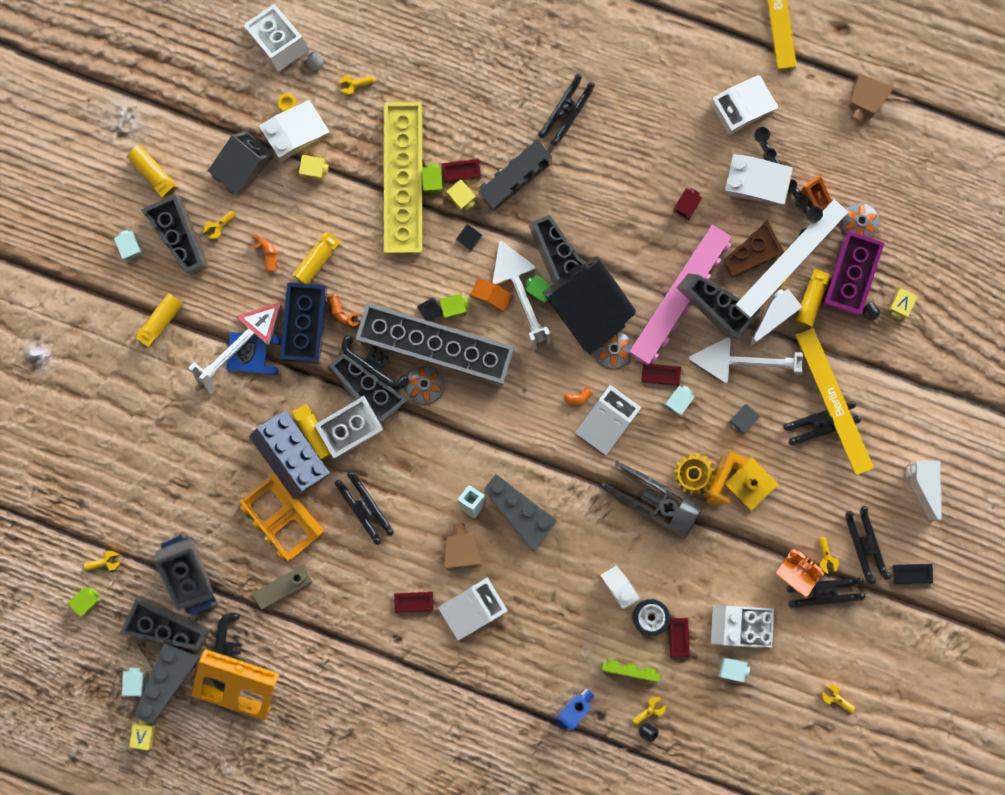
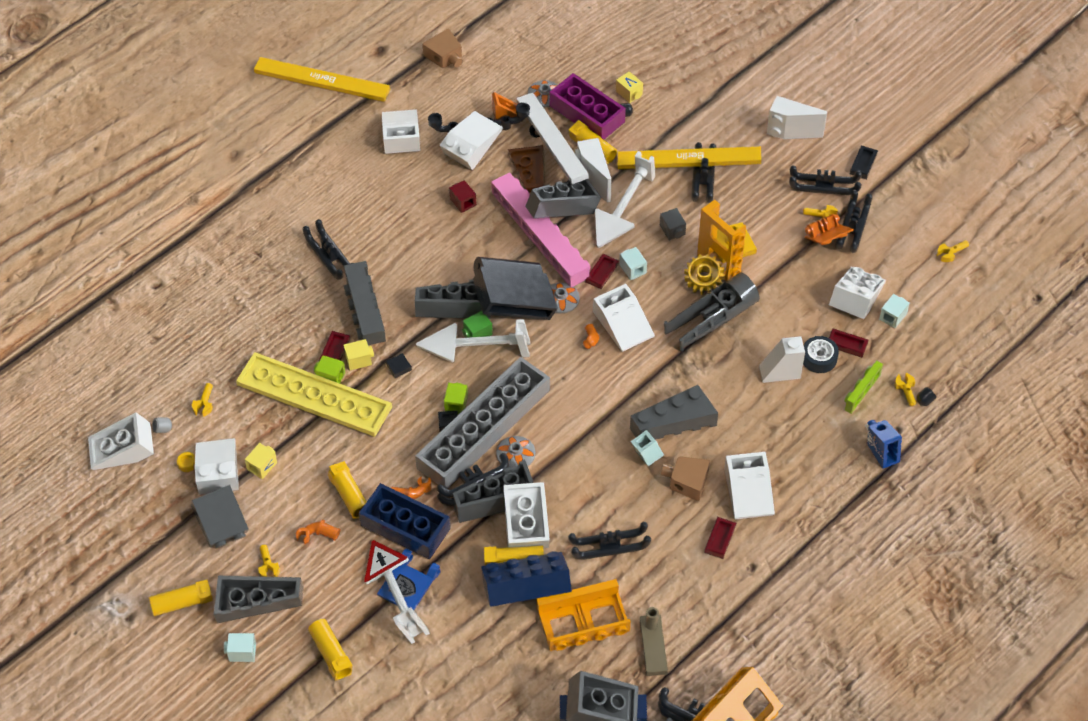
camera: 65 degrees left, 30 degrees down
(491, 294) = (460, 366): orange slope -> none

